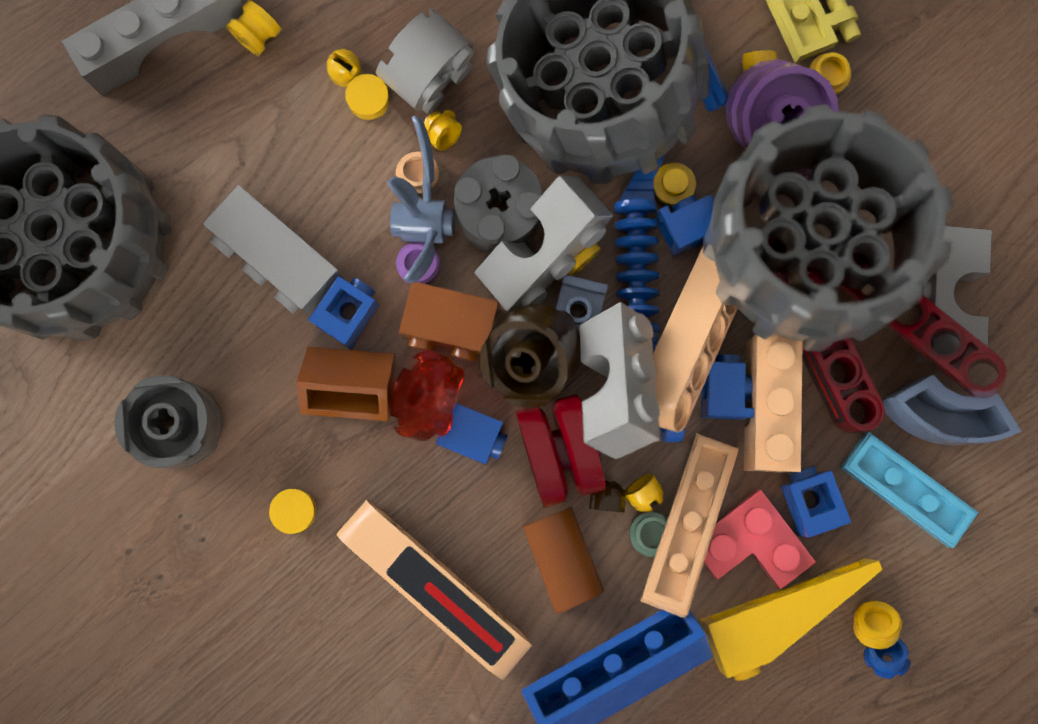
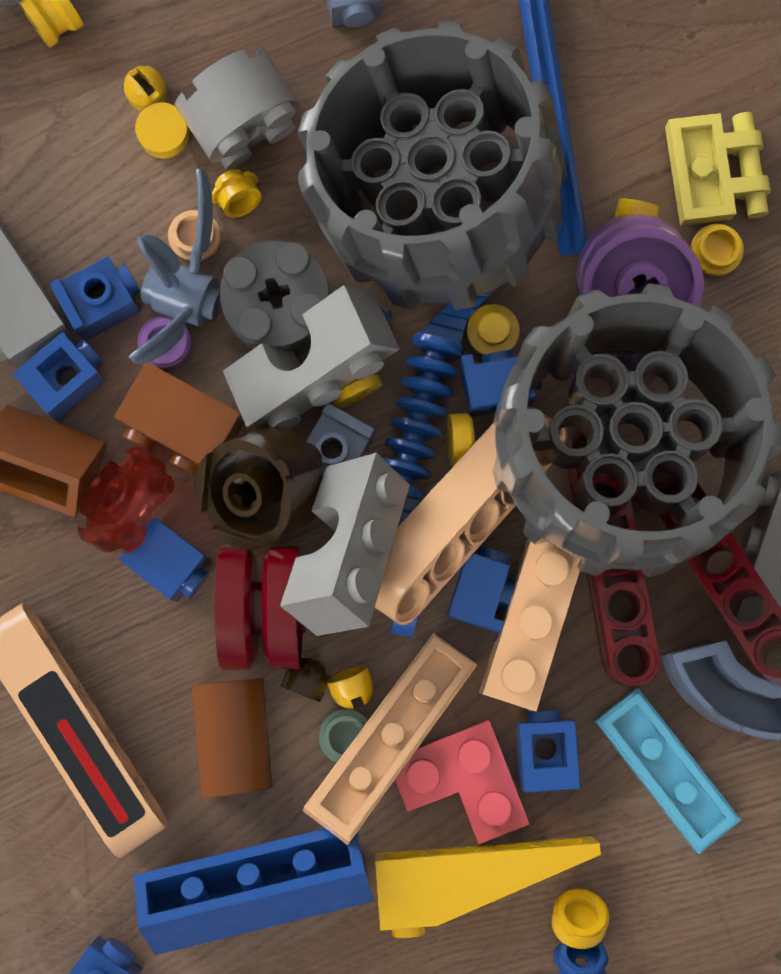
camera: 15 degrees right, 0 degrees up
(356, 256) = (95, 316): none -> blue brick
(673, 274) = (459, 436): none -> yellow tile

